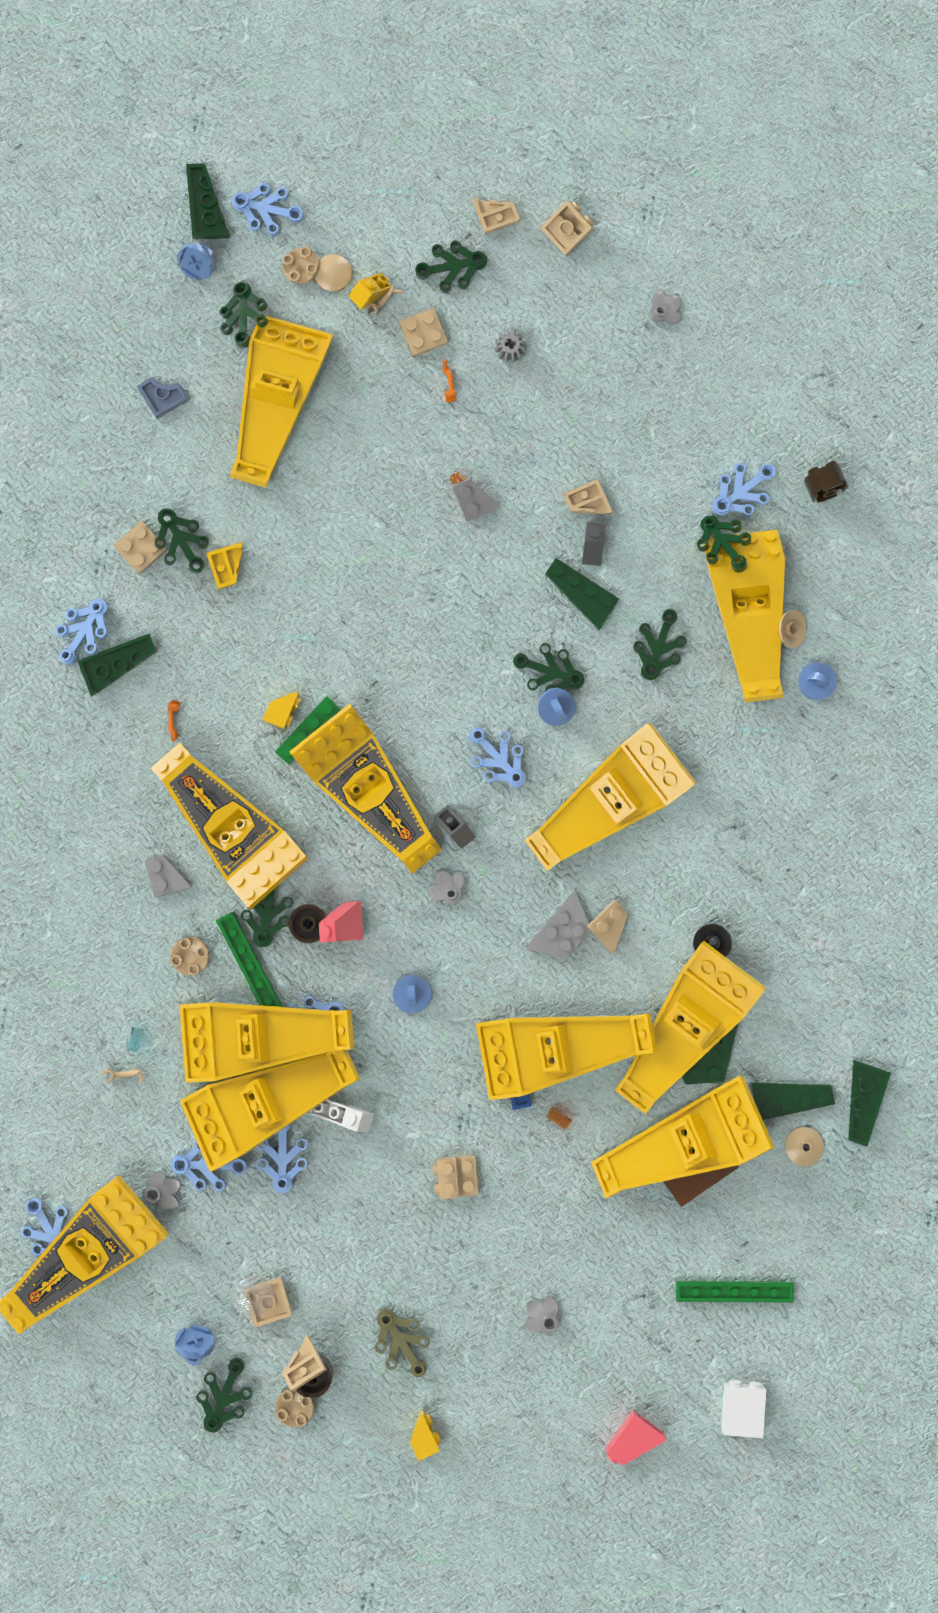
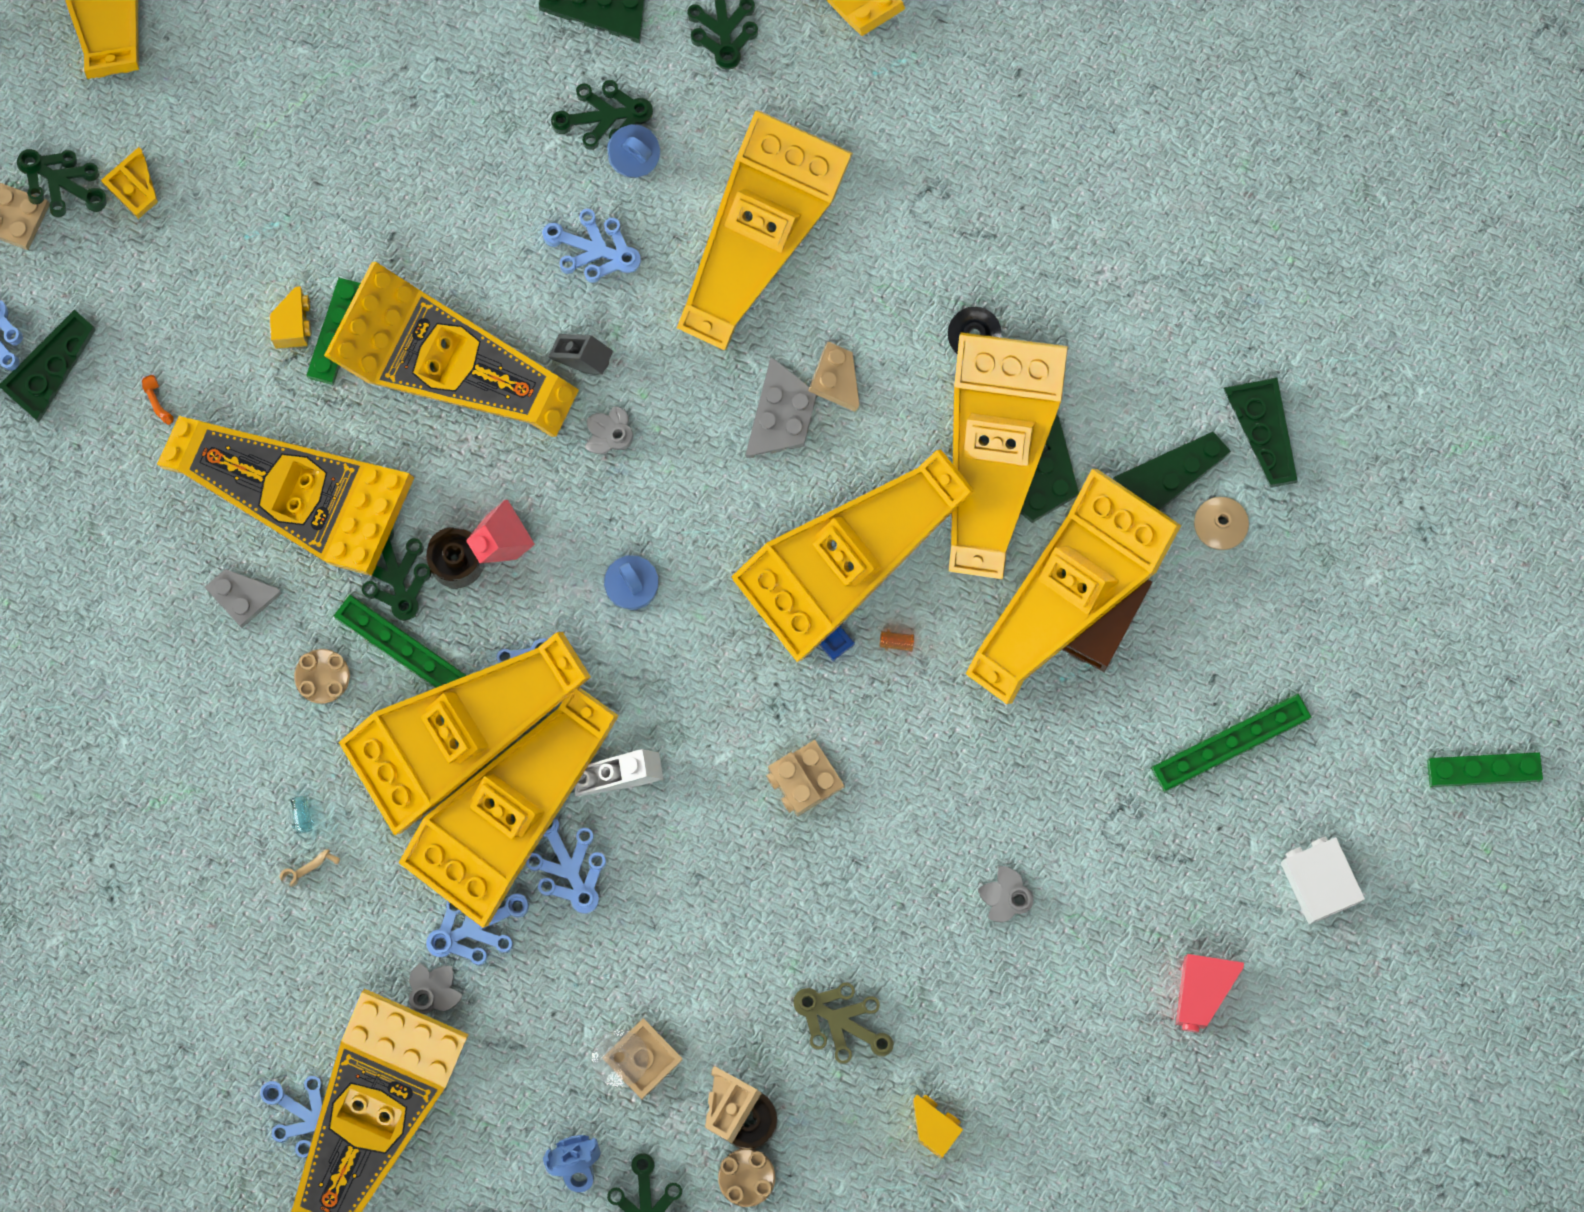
camera: 25 degrees left, 10 degrees down
(884, 1391) = (1484, 769): none -> green plate

